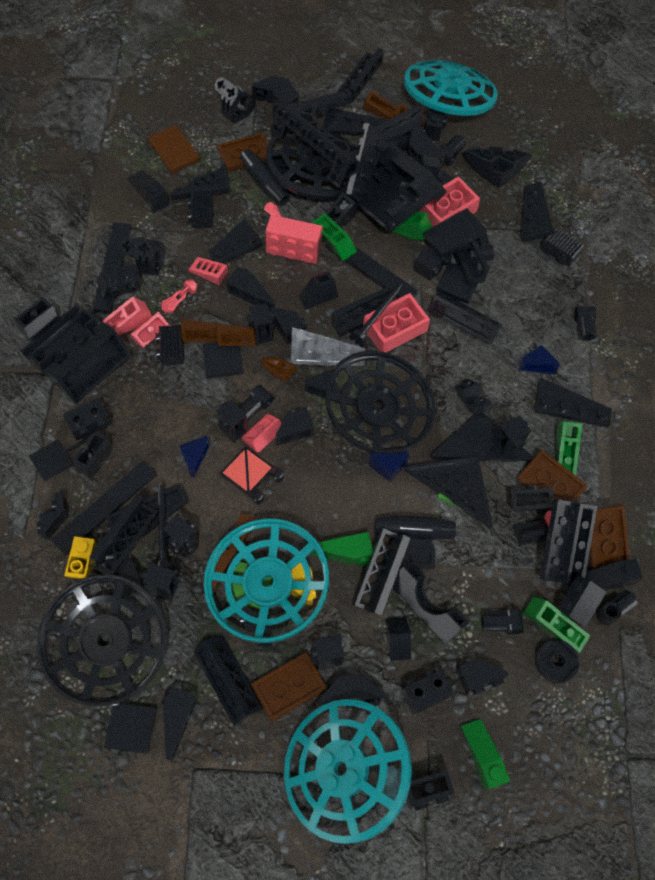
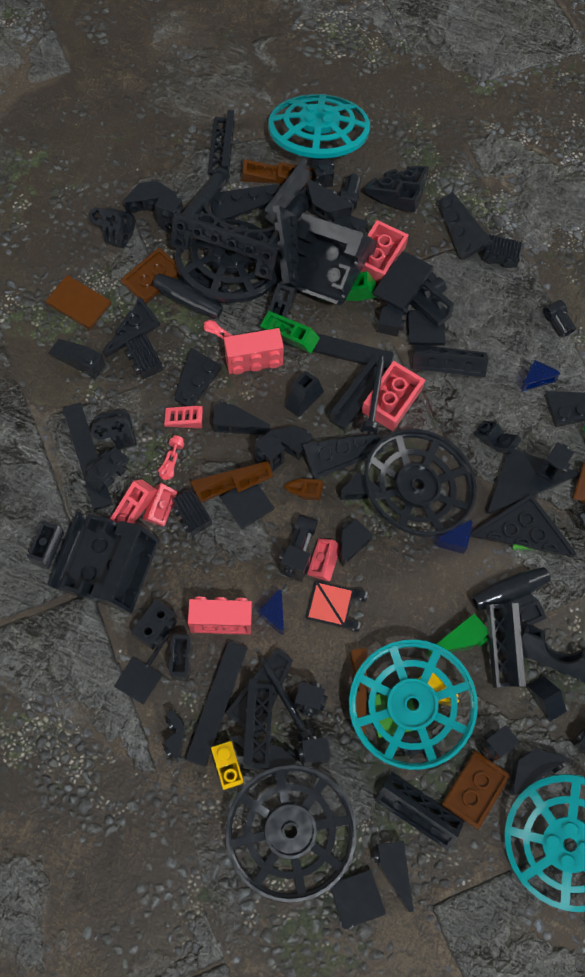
camera: 25 degrees left, 5 degrees up
(144, 435) = (220, 616): none -> coral brick

